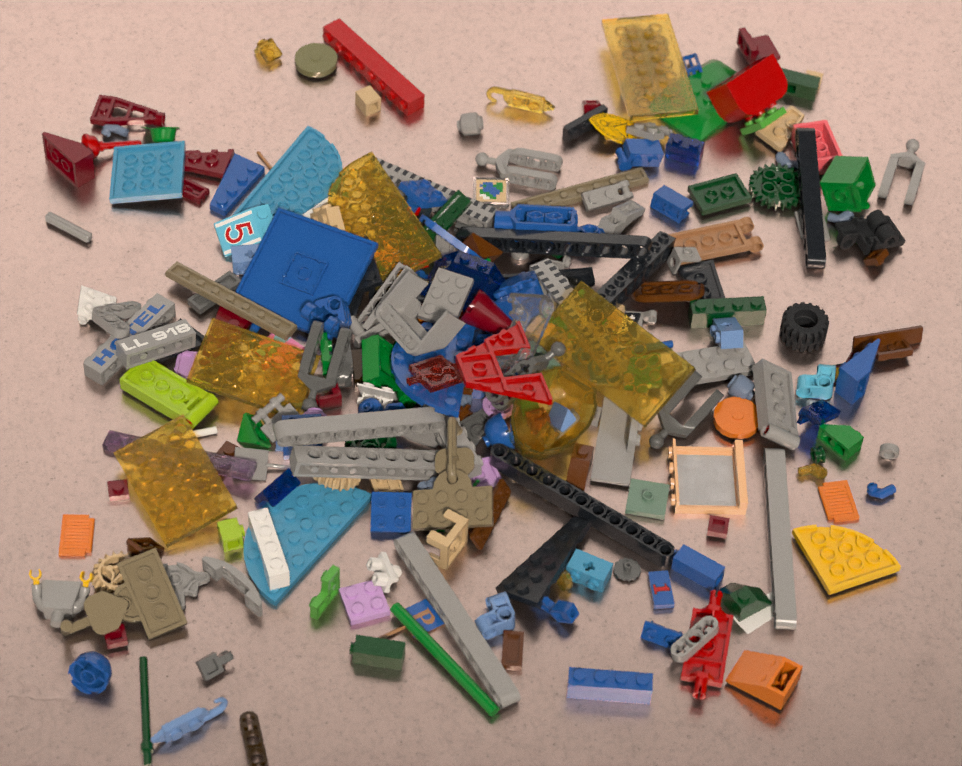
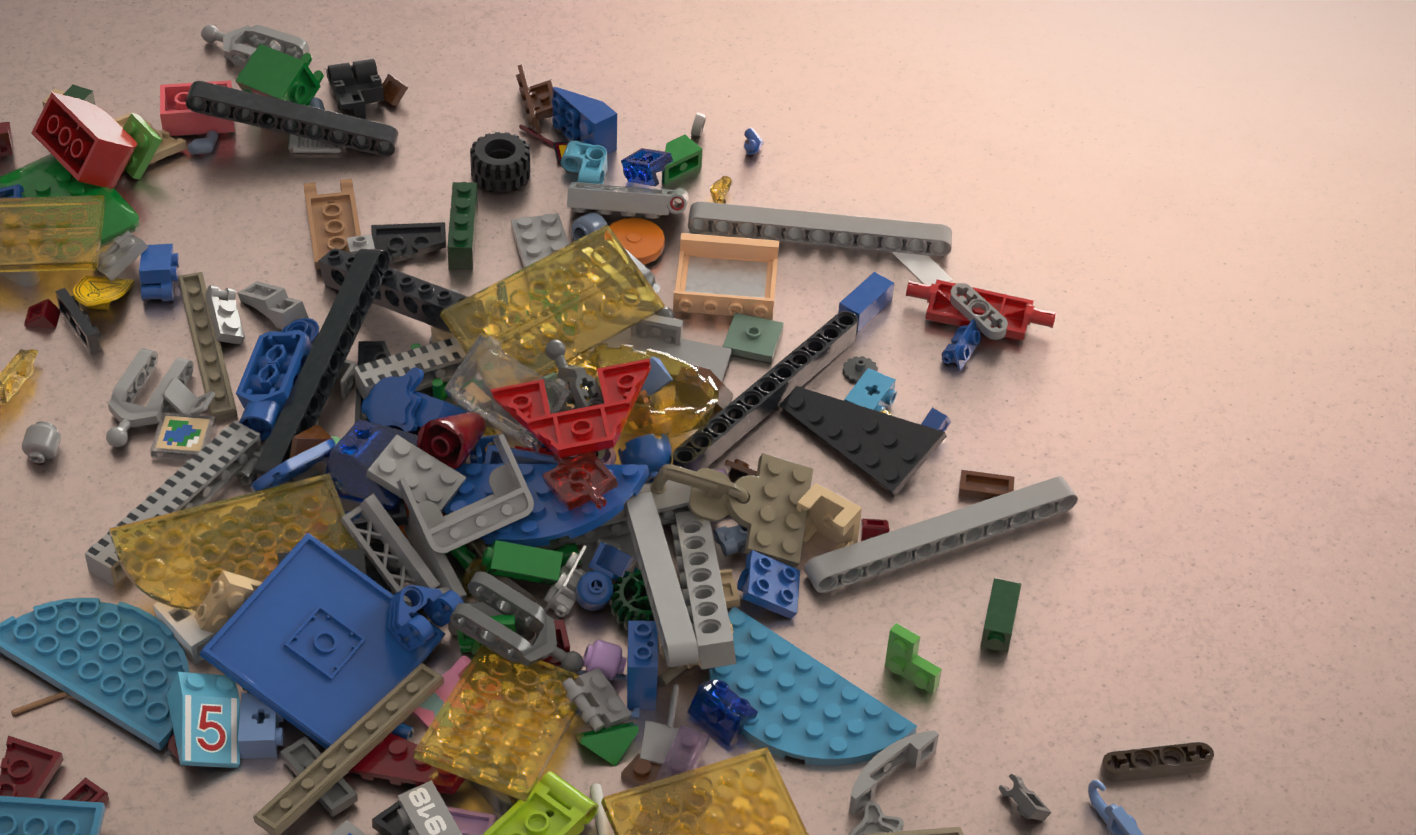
camera: 85 degrees left, 5 degrees down
(230, 534) = (801, 771): lime brick -> none
(235, 183) = (82, 743): blue wing -> none
(272, 556) = (810, 718): white arch -> none
(364, 602) = (919, 619): lavender plate -> none
(384, 573) = (872, 598): white hips -> none
(422, 196) = (202, 488): blue plate -> none
(424, 615) = (940, 575): blue piece -> none
(444, 659) = (1004, 551): green piece -> none
(450, 212) = (230, 466): dark green plate -> none
(457, 578) = (873, 527): none -> dark red slope
(493, 622) = (939, 487): medium blue piece -> none
(521, 184) = (184, 400): none -> light grey bracket
(609, 685) = (1042, 397): blue brick -> none
(661, 589) = (892, 341): blue tile -> none
(668, 291) = (426, 257): reddish brown tile -> none
(671, 203) = (257, 254): blue hinge -> none
(684, 149) = (163, 224): clear blue brick -> none
(718, 526) = (802, 278): dark red plate -> none
(719, 194) = (249, 209): dark green plate -> none
(727, 333) = (504, 224): medium blue brick -> none
(743, 600) = (913, 265): dark green slope -> none
(765, 676) = (1024, 262): orange slope -> none
(775, 186) = (250, 155): dark green gear -> none
(817, 455) = (695, 176): dark green bush -> none
(838, 501) = (763, 179): orange window -> none
(843, 556) = (850, 182): yellow plate -> none

